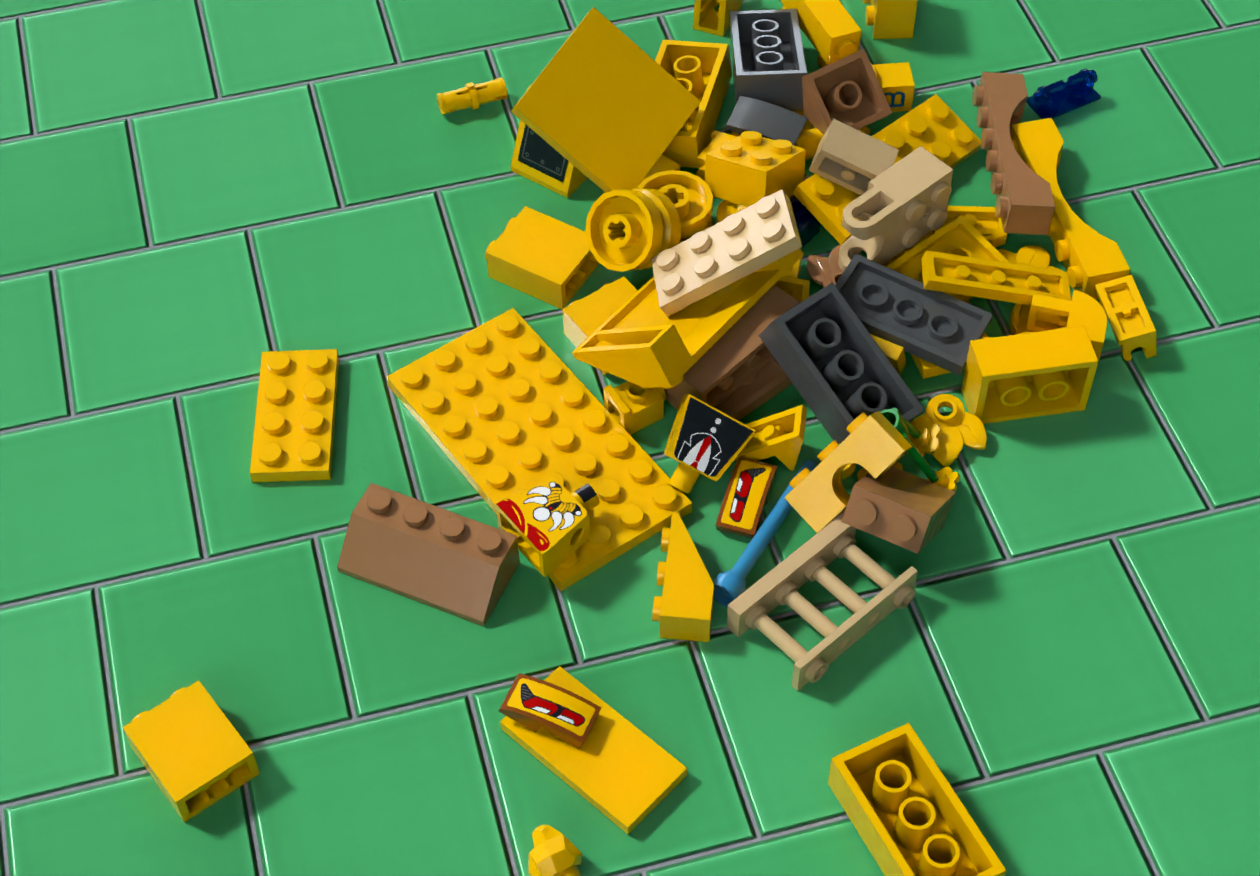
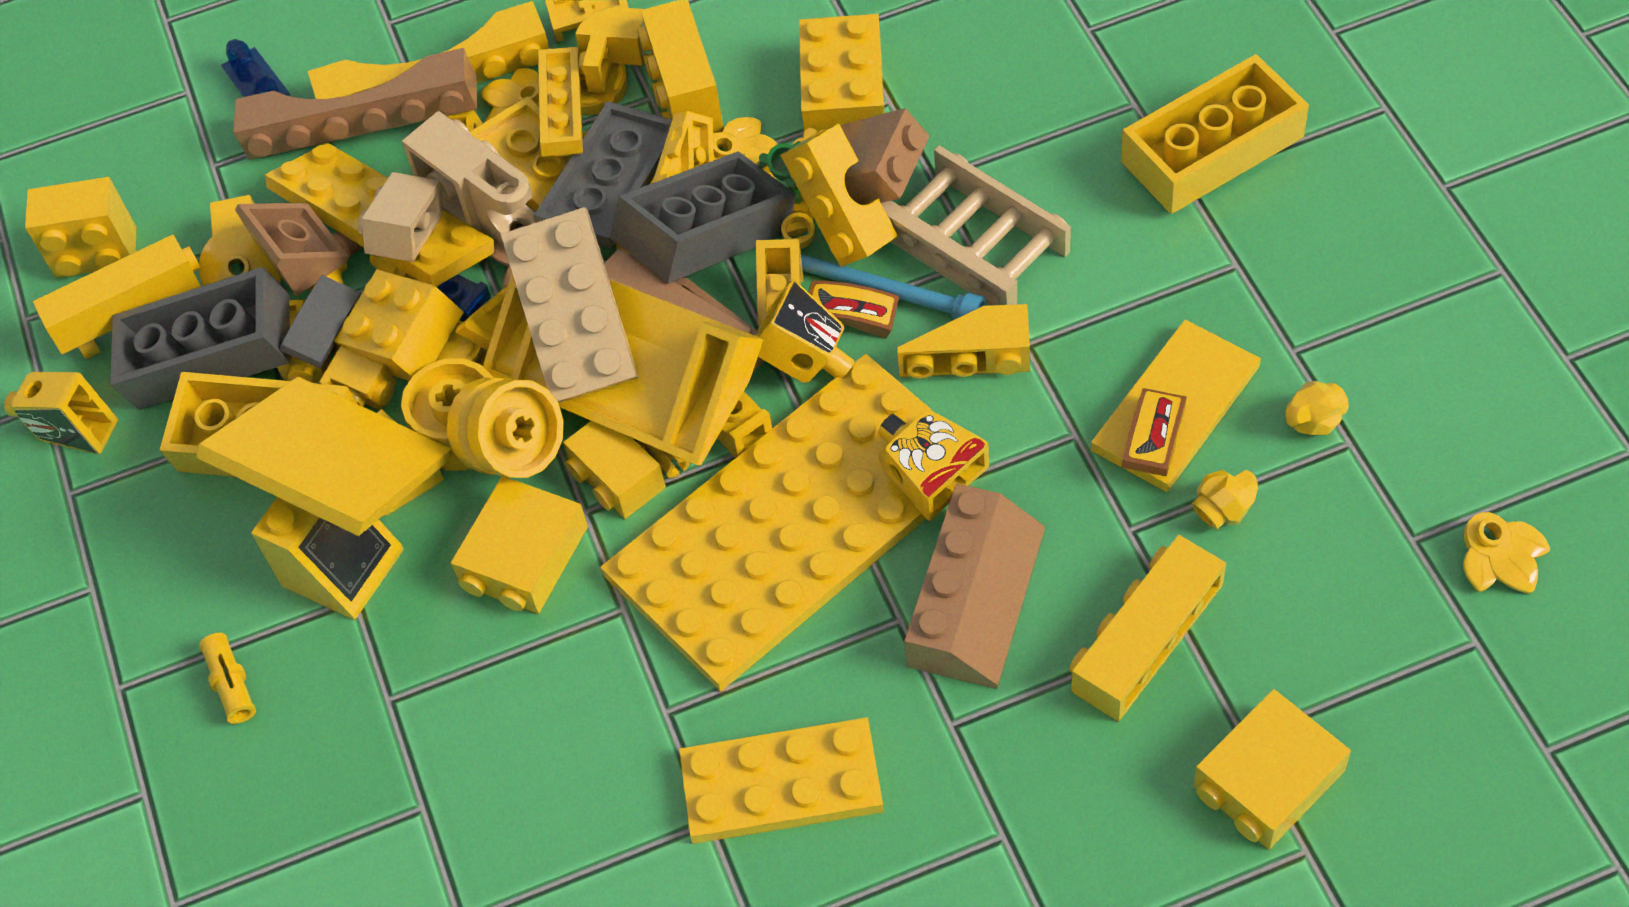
camera: 90 degrees left, 5 degrees up
(355, 679) = (1146, 627): none -> yellow brick
(470, 761) = (1225, 497): none -> yellow rock
(926, 369) = (686, 145): none -> yellow wing
(1026, 509) = (840, 70): none -> yellow brick

